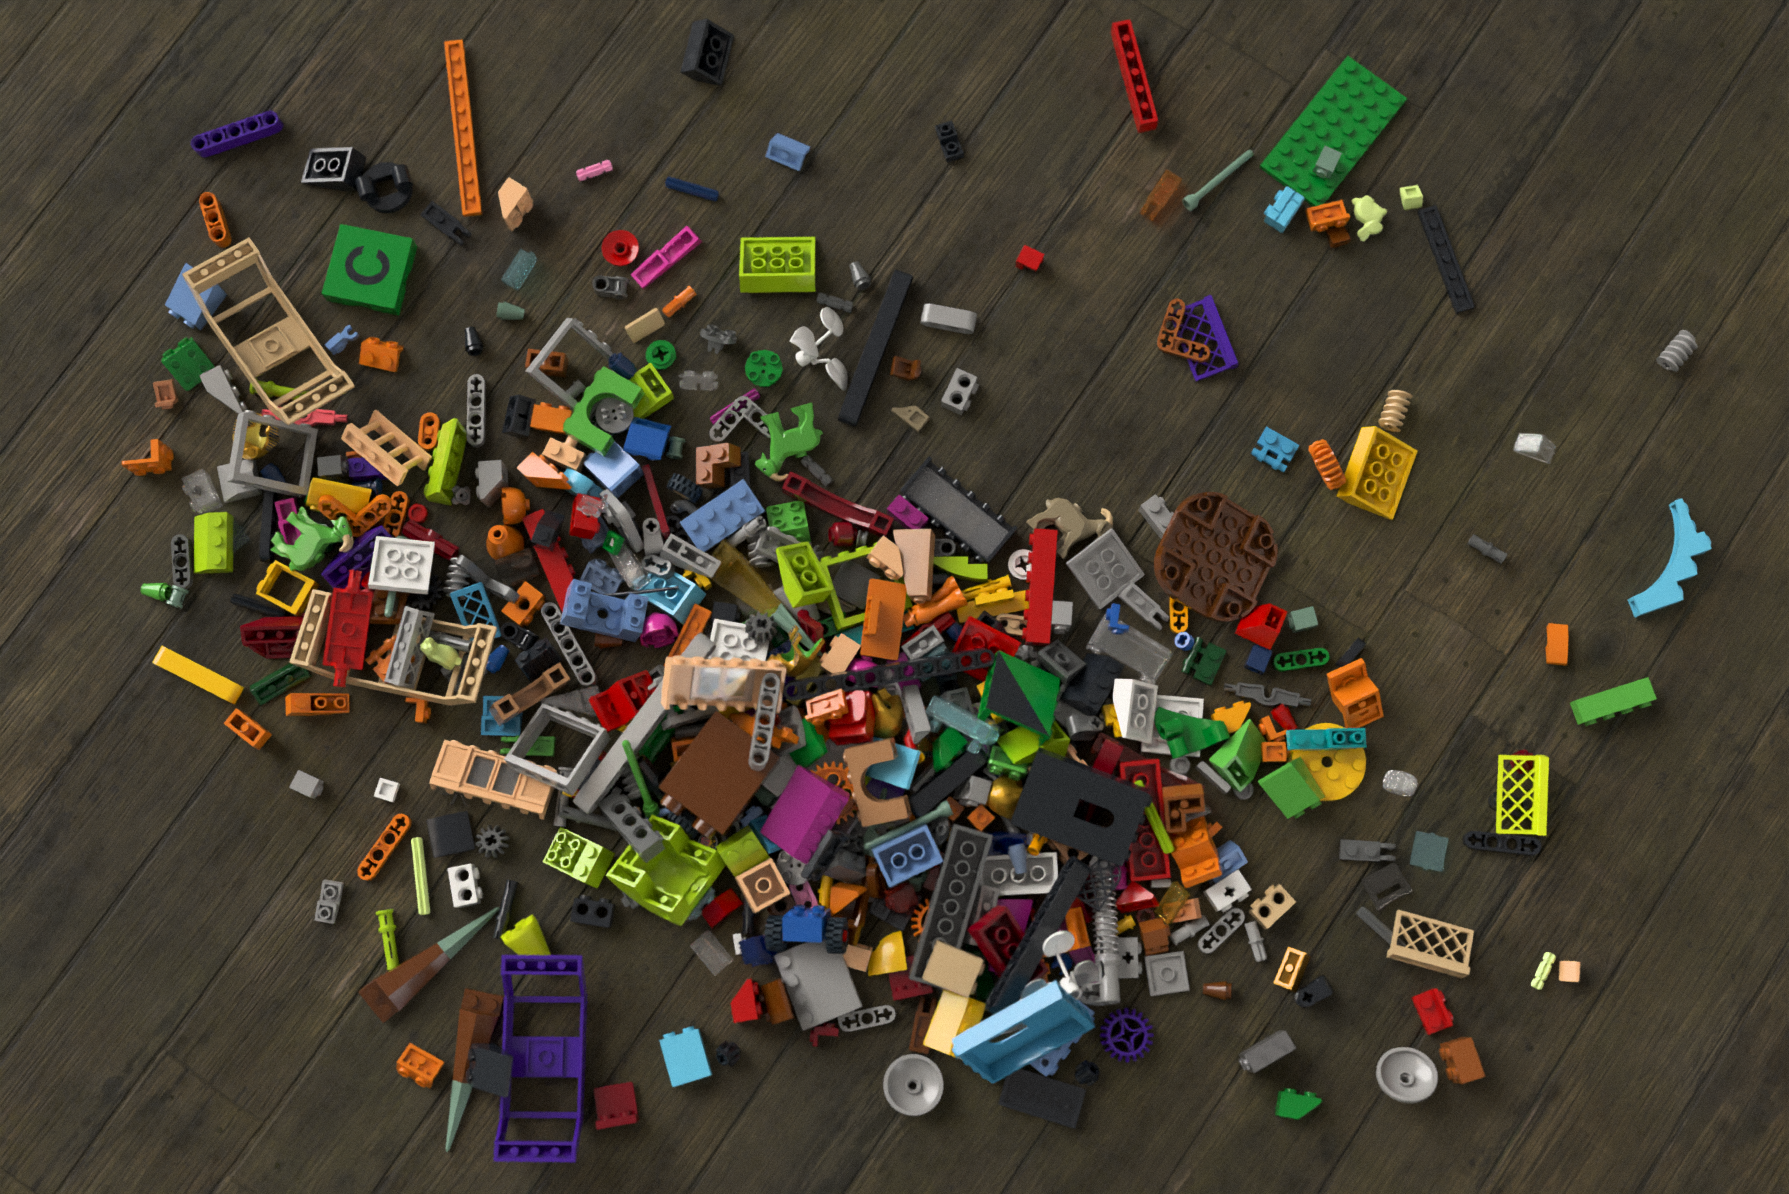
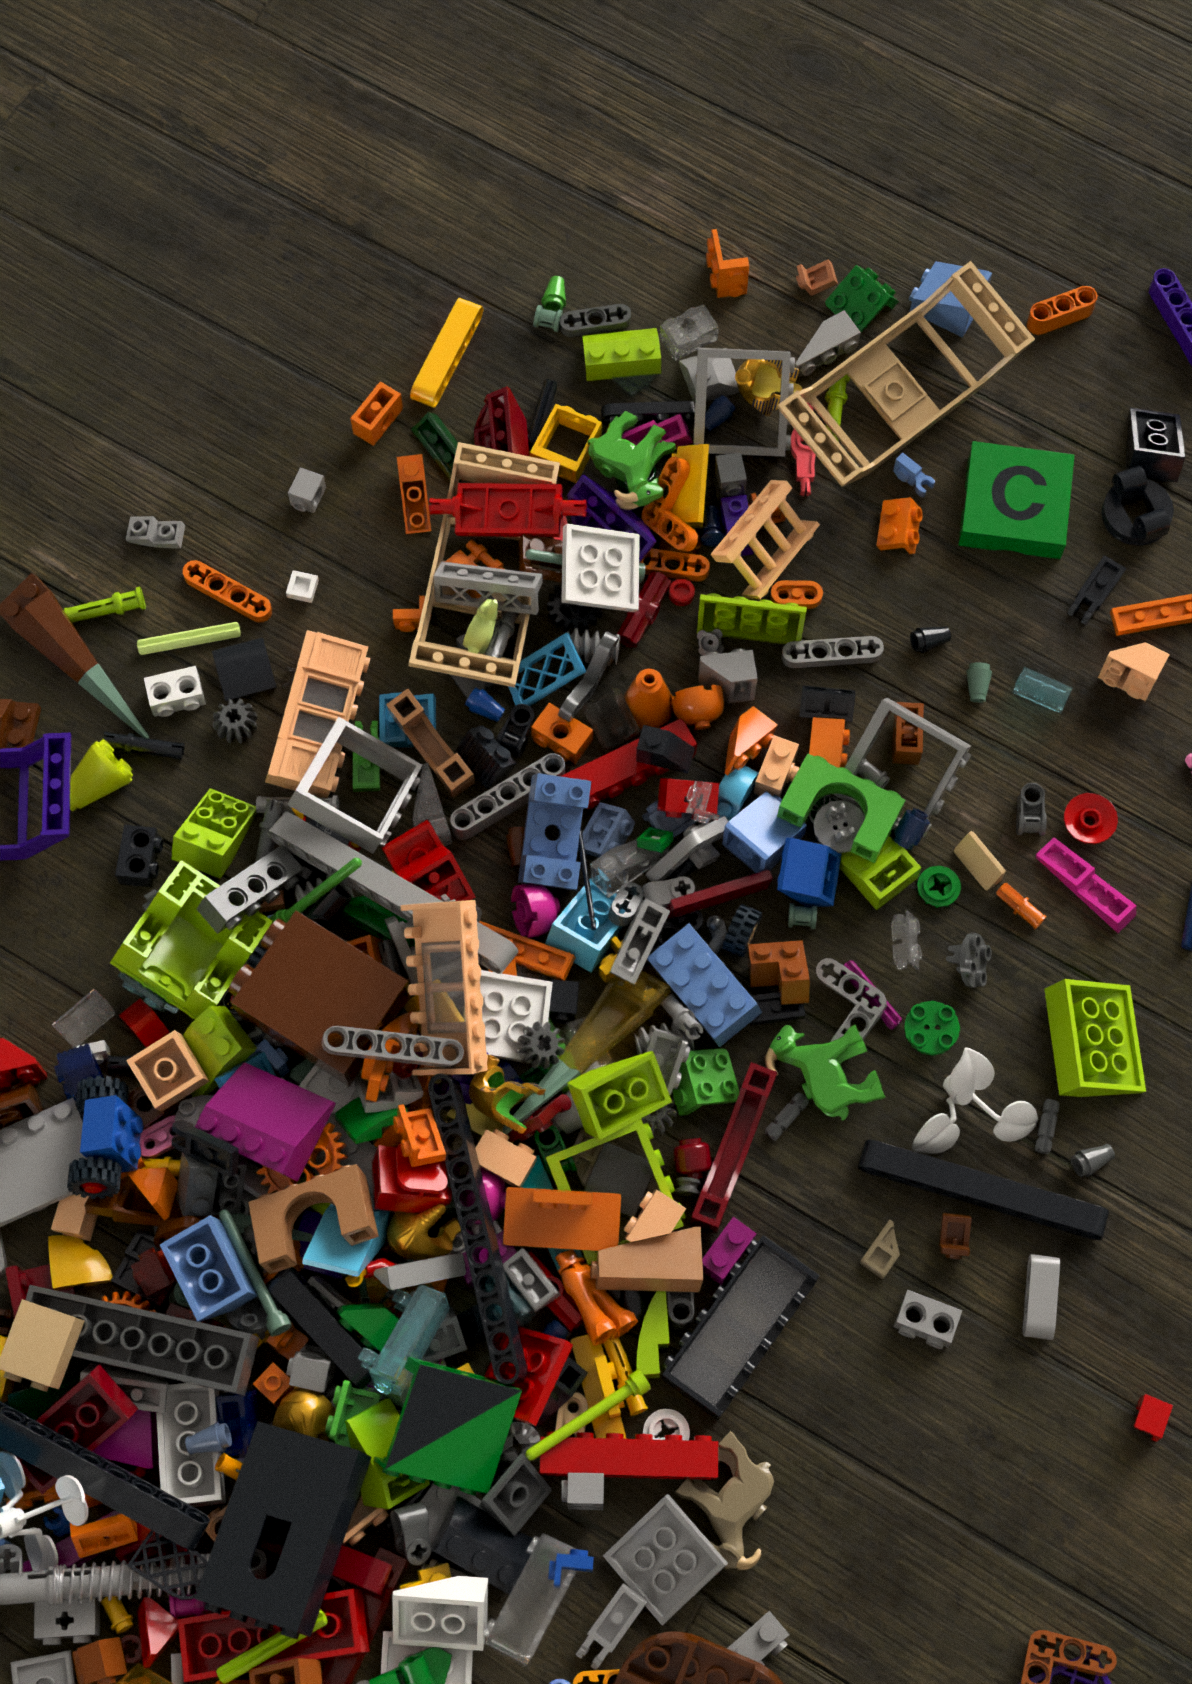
camera: 85 degrees right, 10 degrees down
(995, 578) = (634, 1385): none -> lime piece

